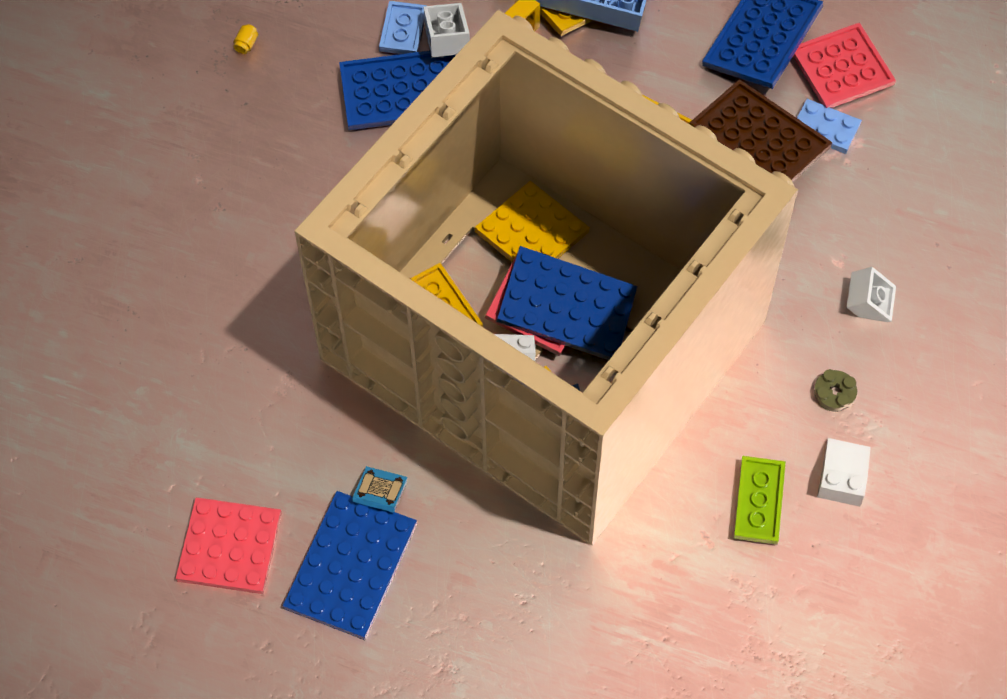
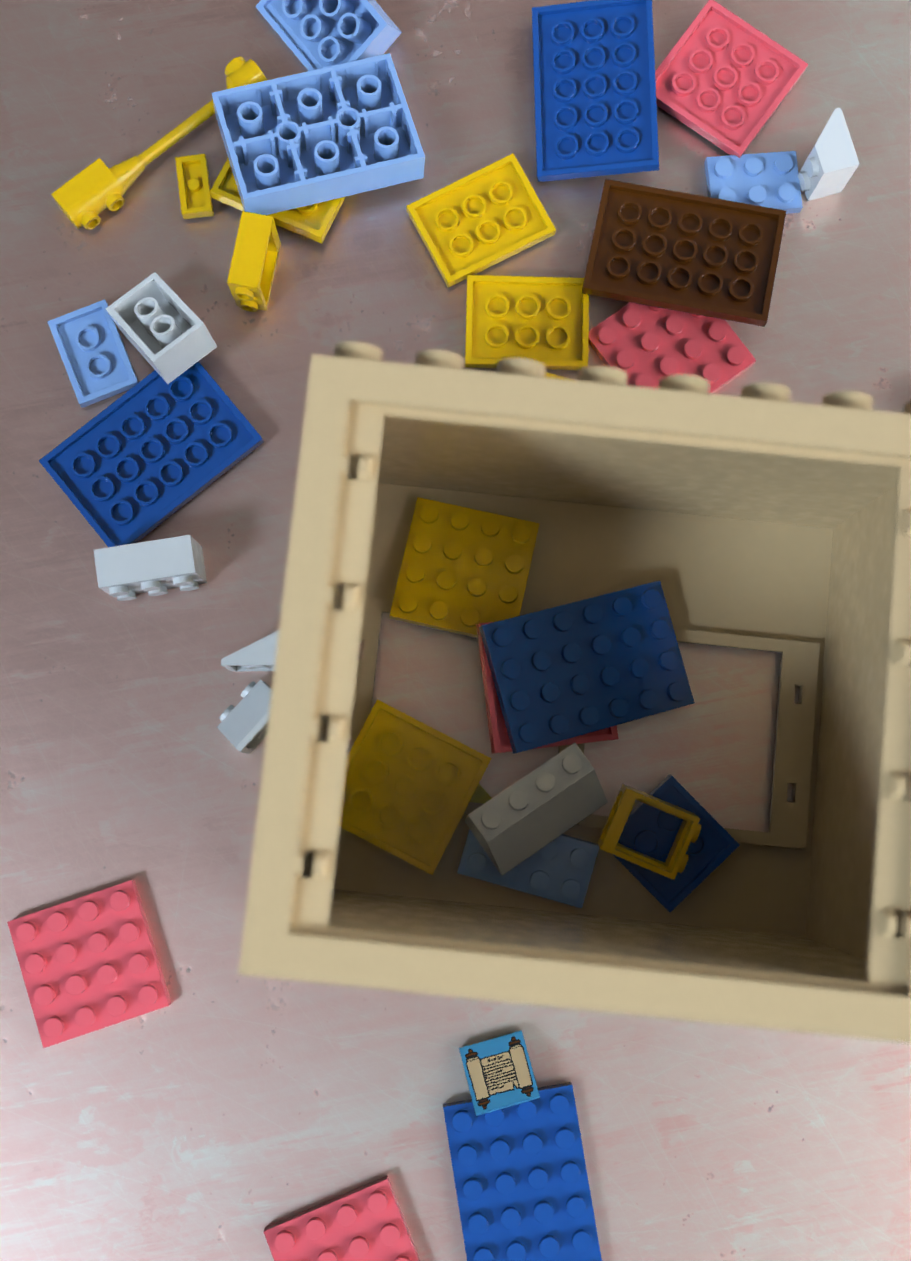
camera: 35 degrees left, 20 degrees up
(196, 315) = (89, 963): none -> coral plate
(355, 133) = (150, 567): none -> white brick
(658, 66) = (480, 220): none -> yellow plate
(872, 129) = (830, 160): none -> white slope

